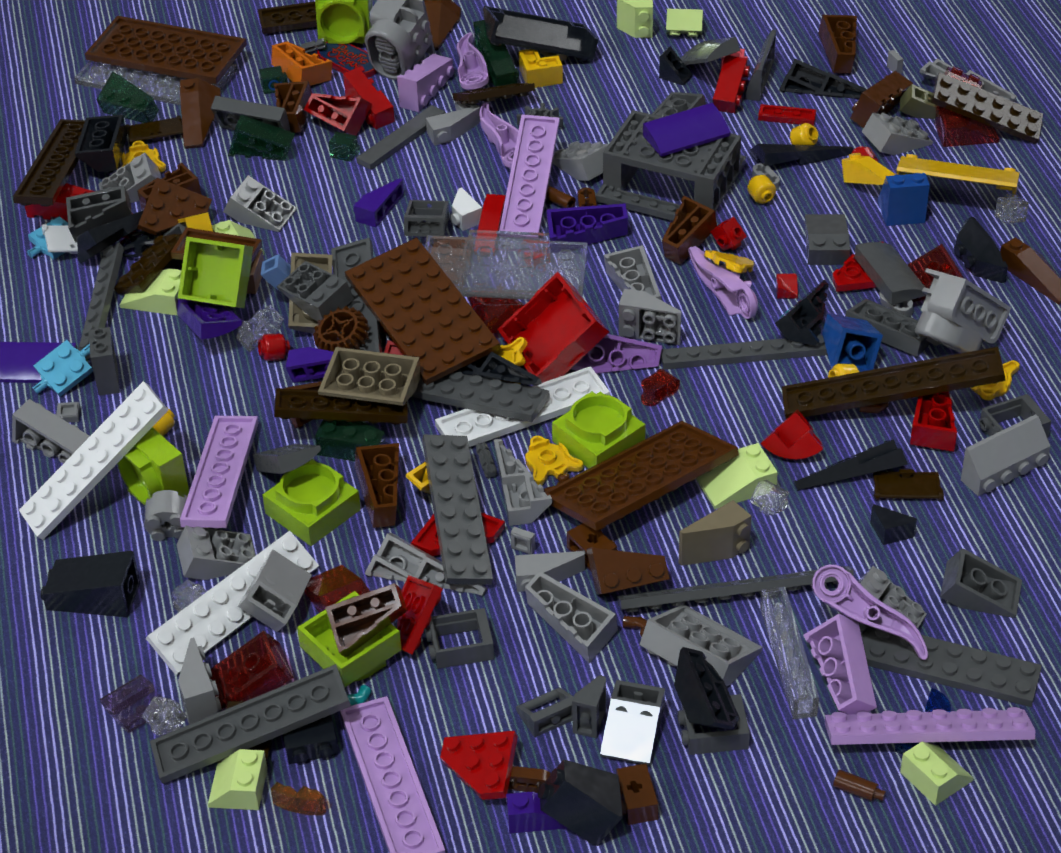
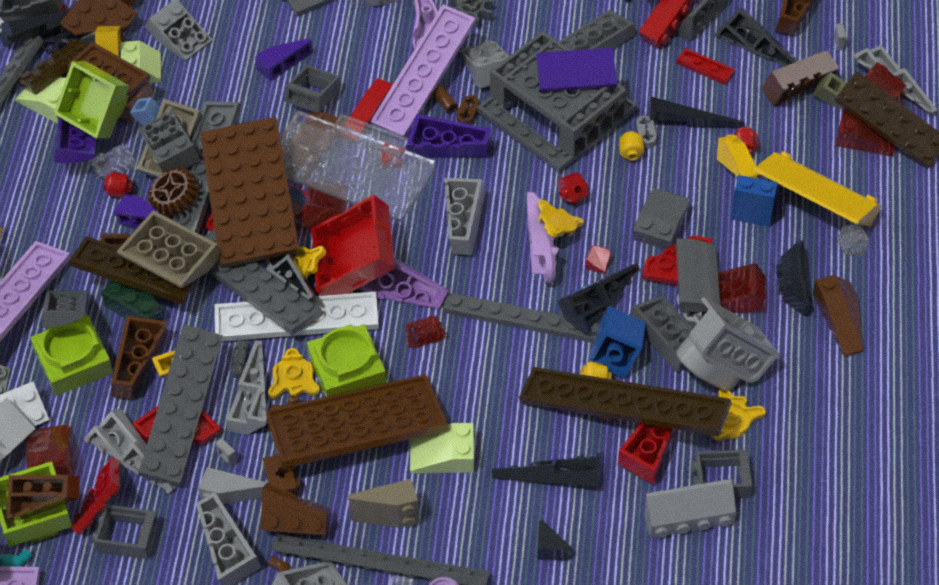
camera: 20 degrees right, 10 degrees up
(465, 211) = (351, 88): white slope -> none
(648, 318) = (445, 256): light grey slope -> none
(688, 229) = (534, 173): reddish brown wedge -> none
(769, 498) = (457, 480): clear brick -> none
(793, 438) = (513, 425): red brick -> none
(804, 135) = (702, 98): yellow head -> none
(895, 134) = (794, 120): light grey slope -> none
(907, 485) = (603, 512): dark brown door -> none

